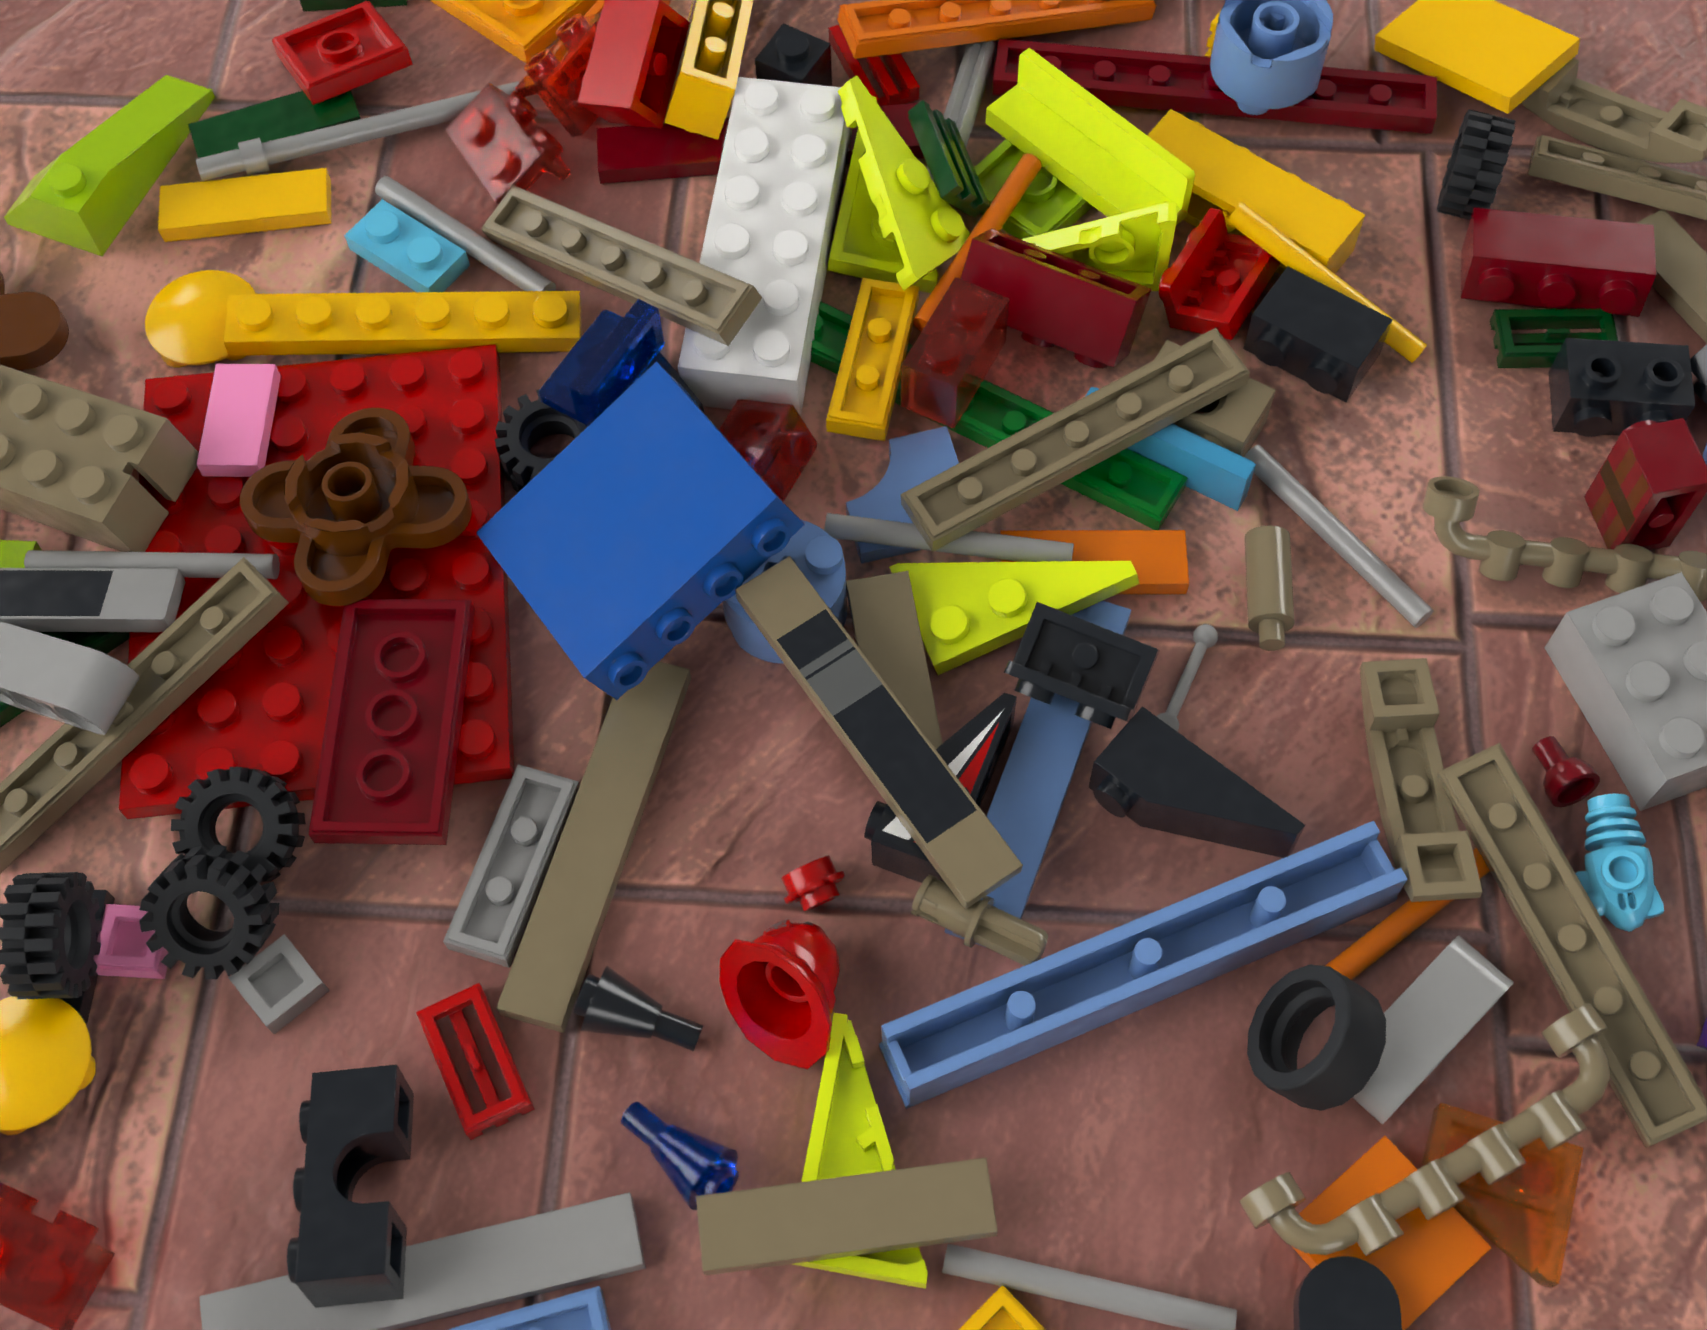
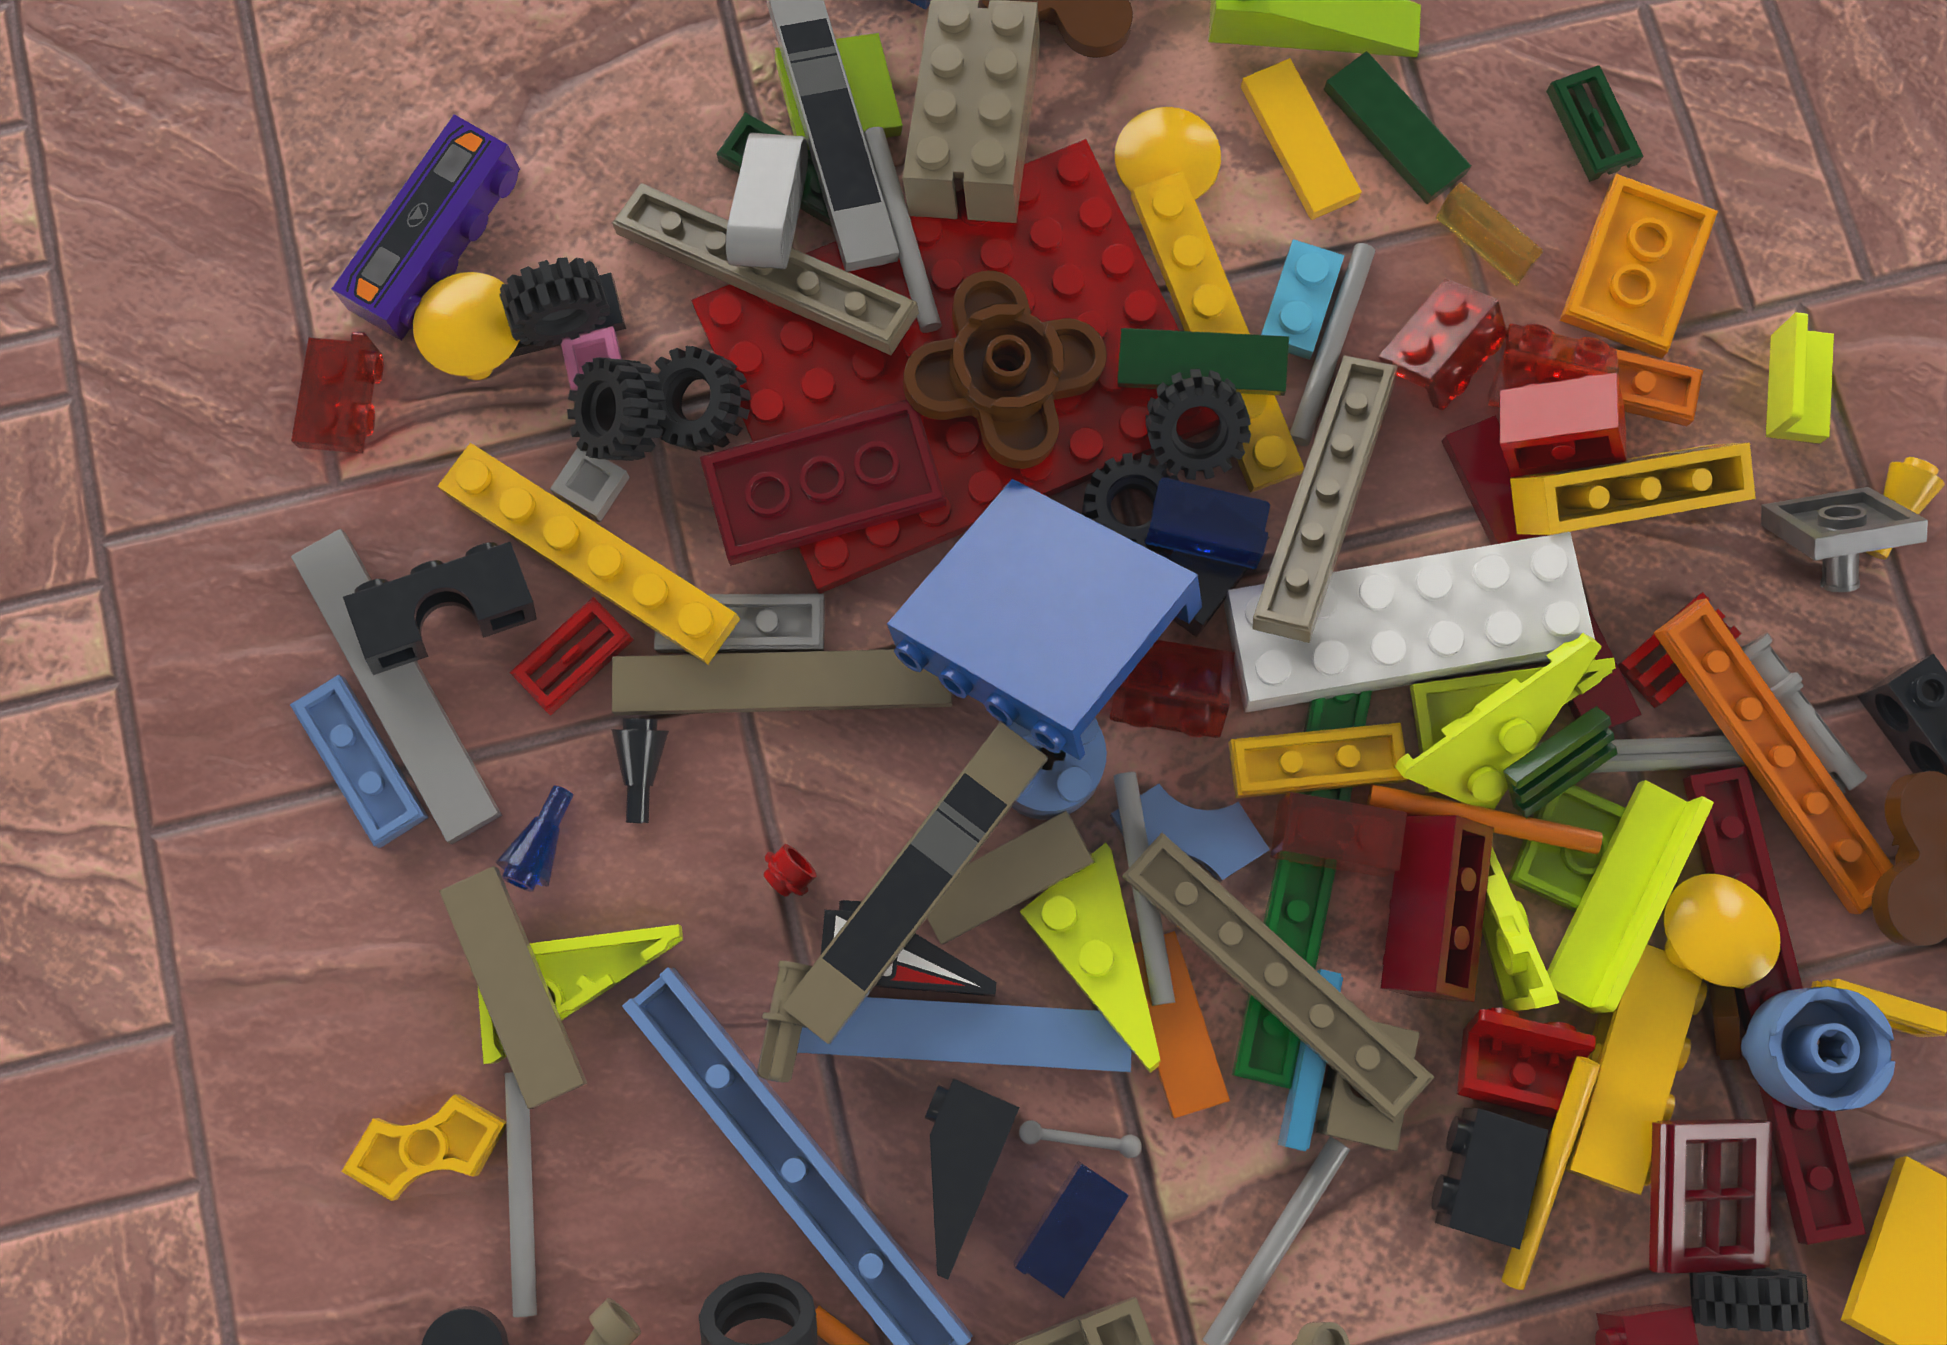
camera: 70 degrees right, 15 degrees up
(238, 420) = (1060, 236): bright pink tile -> none
(257, 156) = (1350, 127): light grey bar -> none
(341, 52) = (1498, 149): red tile -> none
(356, 1005) = (589, 553): none -> yellow plate
(422, 78) = (1489, 233): none -> clear yellow tile
(433, 331) = (1249, 361): none -> dark green tile
(520, 332) = (1203, 455): none -> black tyre
(783, 990) = (690, 880): red piece -> none
(795, 58) = (1625, 578): black brick -> none
(1082, 664) = (1043, 1042): black bracket -> none
(1147, 86) = (1721, 931): none -> yellow dish
(1224, 118) = (1725, 1022): none -> reddish brown tile
(1269, 585) = (1197, 1193): dark tan cylinder -> none
(1274, 712) = (1070, 1229): none -> clear blue panel
(1376, 172) = (1710, 1195): none -> dark red piece

